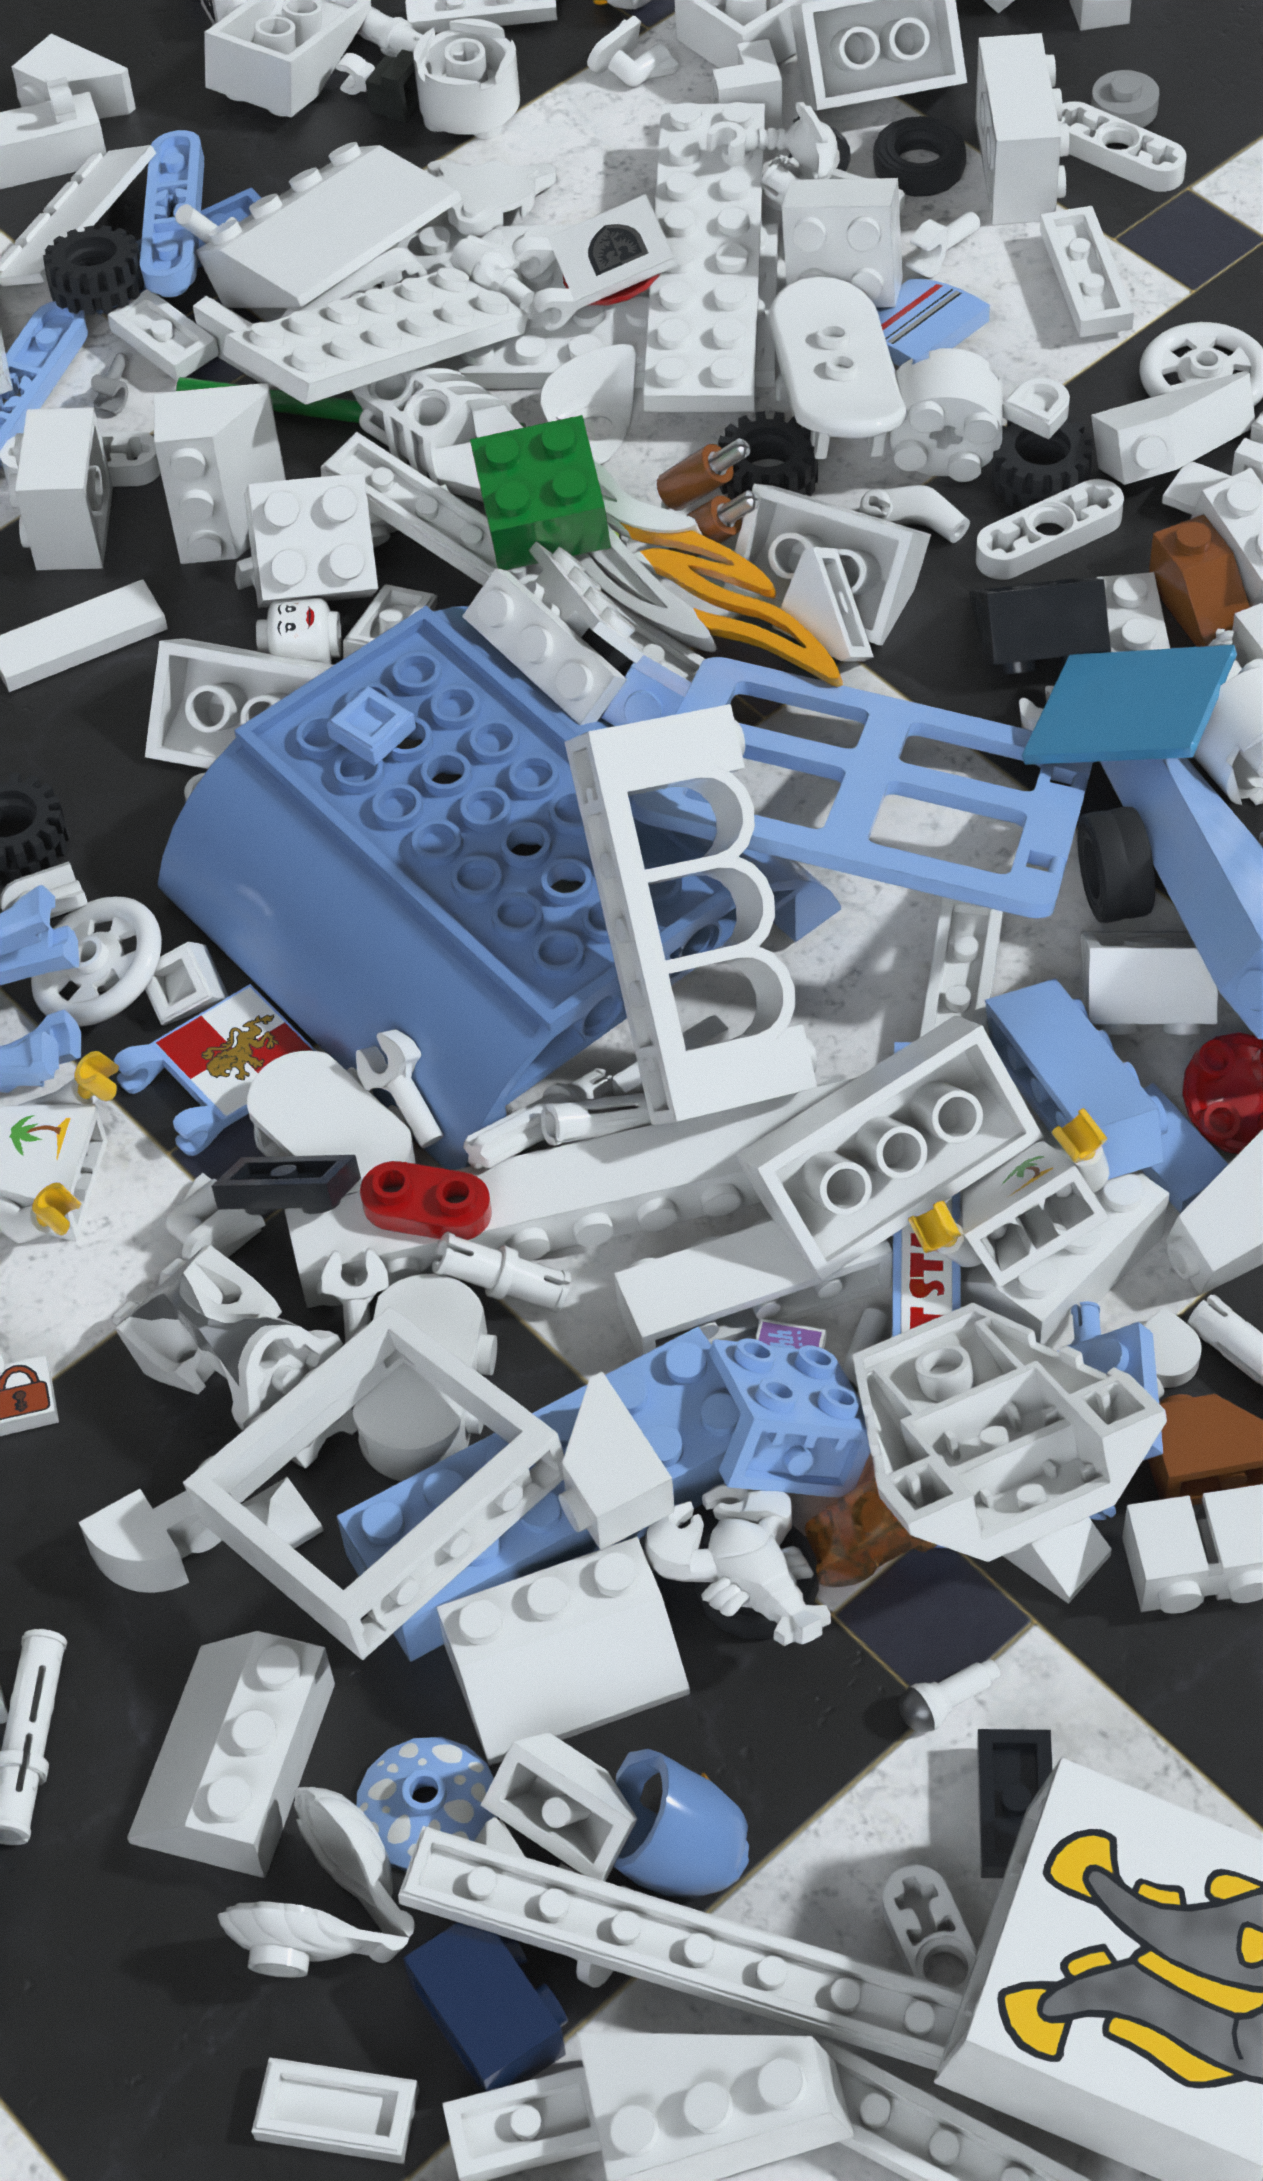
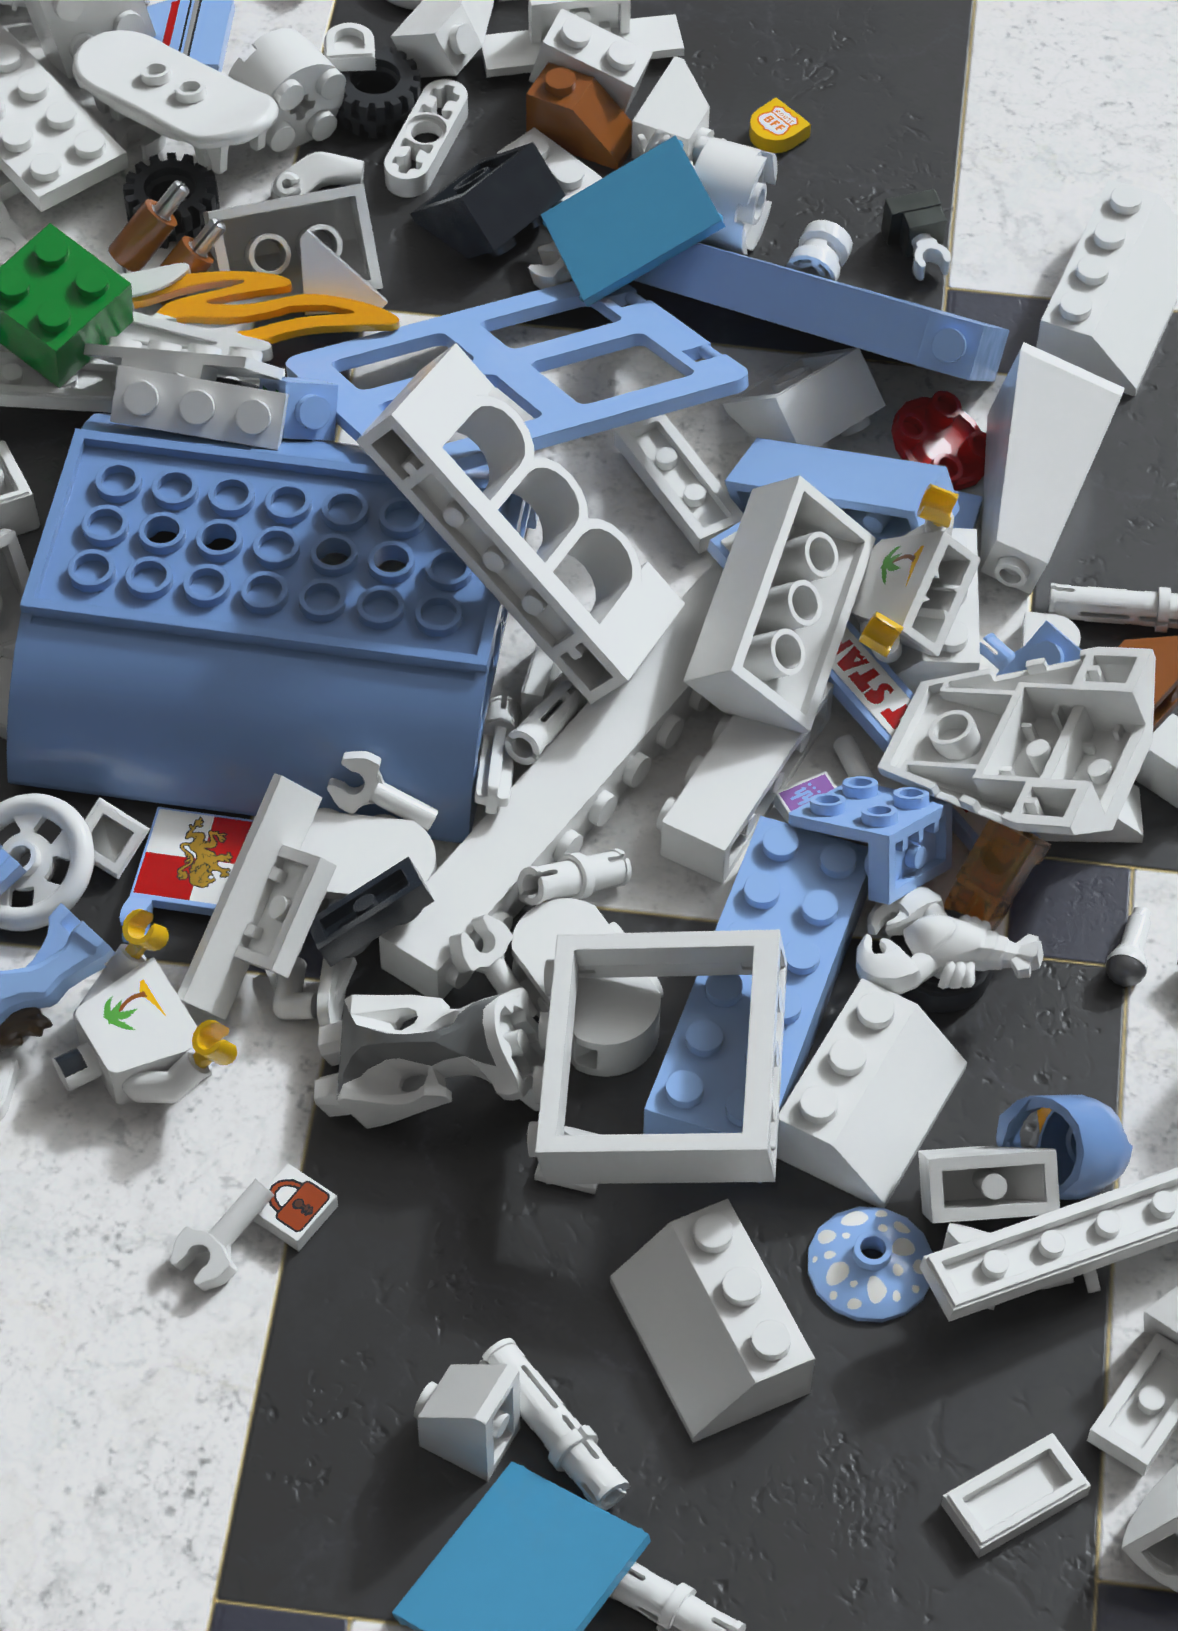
camera: 45 degrees left, 0 degrees up
(145, 1545) = (508, 1234): white brick -> none
(212, 1112) = (264, 902): none -> white bracket
(290, 1935) = (876, 1320): white animal -> none
(371, 725) = (132, 537): light blue tile -> none
(422, 1201) = (486, 858): red plate -> none
(487, 2005) = (1053, 1352): dark blue brick -> none
(612, 1470) = (822, 934): white slope -> none
(1116, 864) = (727, 325): black tyre -> none

